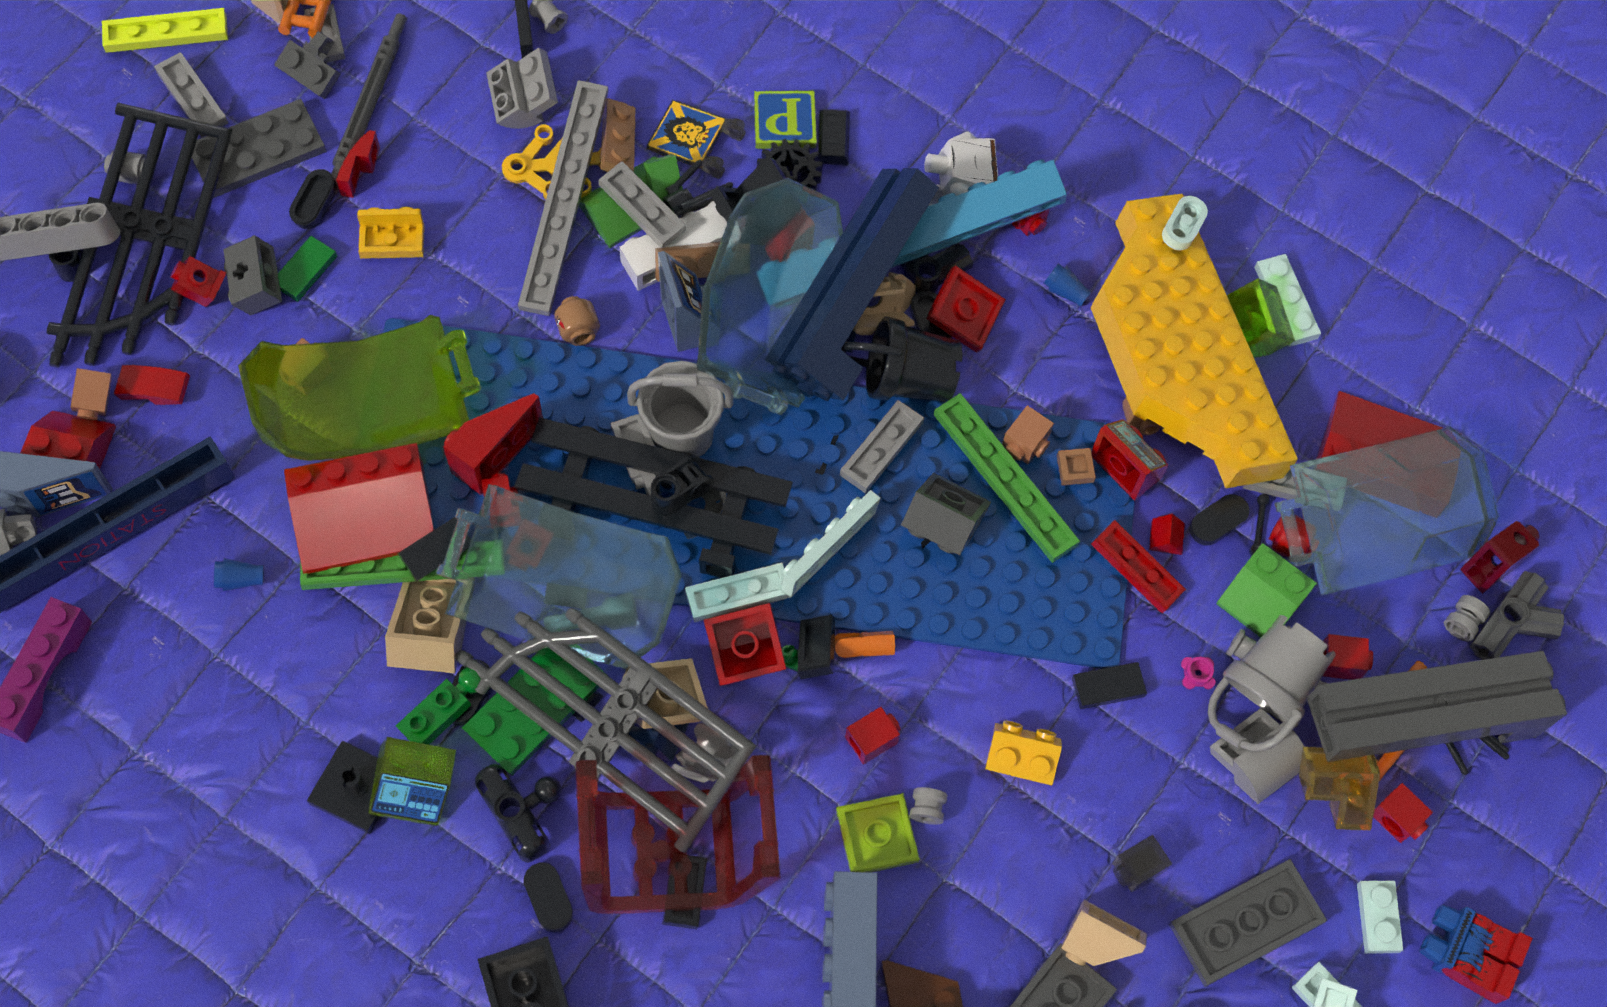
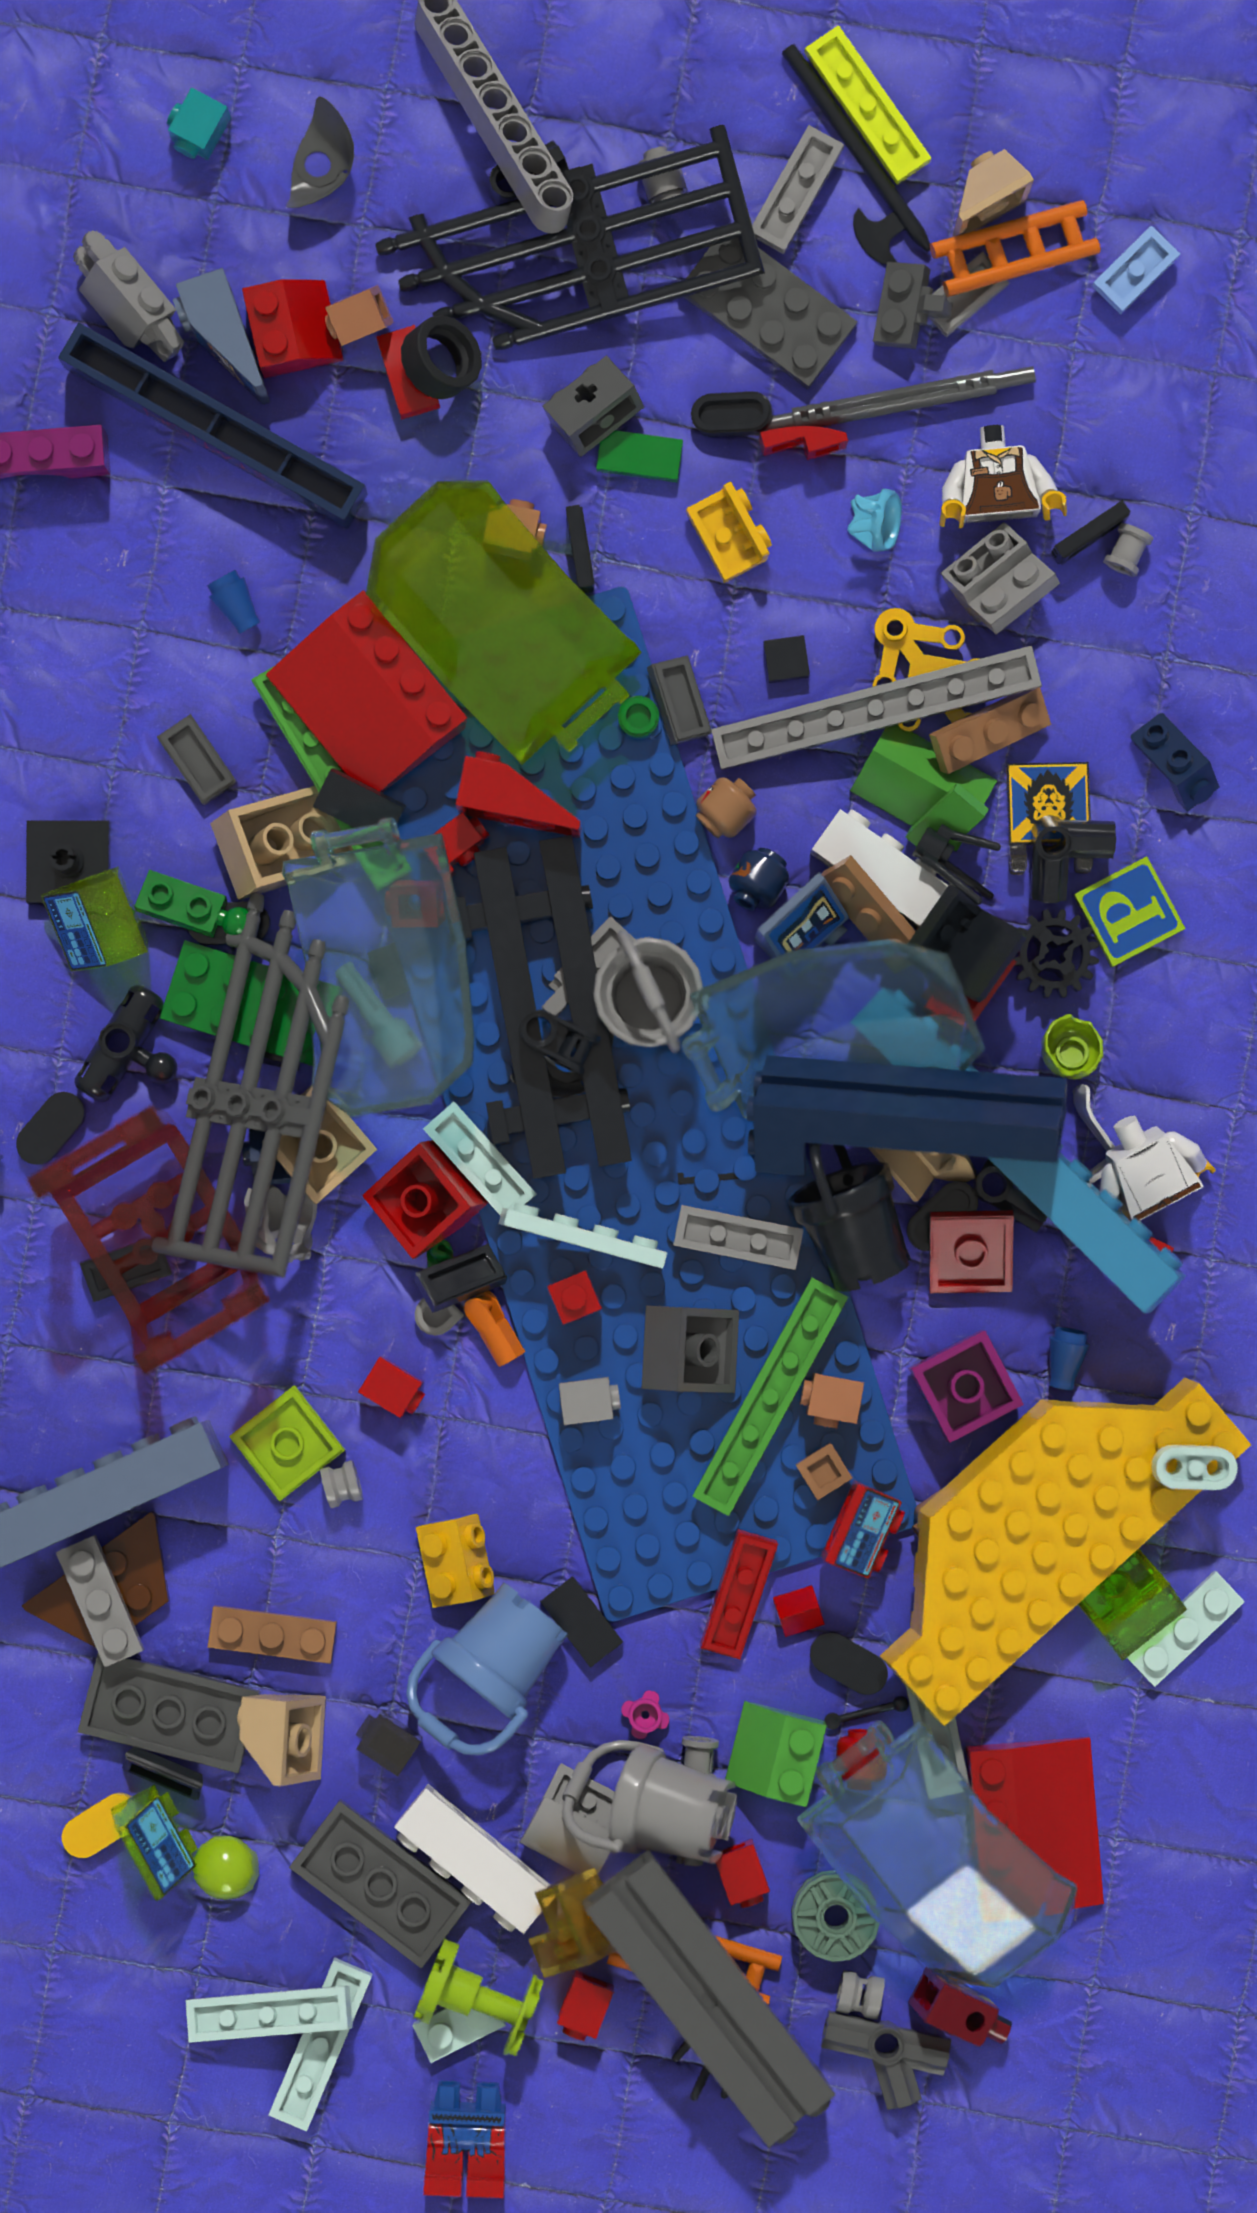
camera: 70 degrees right, 20 degrees up
(155, 352) = (459, 343): none -> black tyre
(186, 285) = (557, 365): red brick -> none
(251, 68) = (872, 235): none -> black piece
(335, 658) = (197, 759): none -> dark grey tile
(339, 328) = (580, 548): none -> black tile
(437, 147) = (876, 520): none -> medium azure piece
(461, 61) = (998, 484): none -> torso
(482, 346) = (638, 717): none -> green tile
(485, 318) = (679, 700): none -> dark grey tile
(497, 242) = (786, 659): none -> black tile
(638, 323) = (759, 879): none -> dark blue head
(642, 204) = (900, 810): light grey plate -> none
(700, 42) = (1177, 760): none -> dark blue bracket
(727, 142) = (1078, 840): none -> black piece
(834, 137) = (1136, 982): black tile -> none
(834, 685) = (437, 1322): none -> light grey tile
(854, 186) = (1071, 1047): none -> lime hair
(870, 571) = (574, 1297): none -> red brick
(950, 598) = (588, 1400): none -> light grey brick
(1018, 915) = (272, 1634): none -> medium nougat plate
(1058, 350) = (965, 1386): none -> magenta brick
(1116, 753) = (498, 1657): none -> medium blue piece
(1256, 842) = (473, 1858): none -> white brick
(1350, 903) = (462, 1991): none -> lime piece
(1396, 626) = (820, 1938): none -> sand green wheel

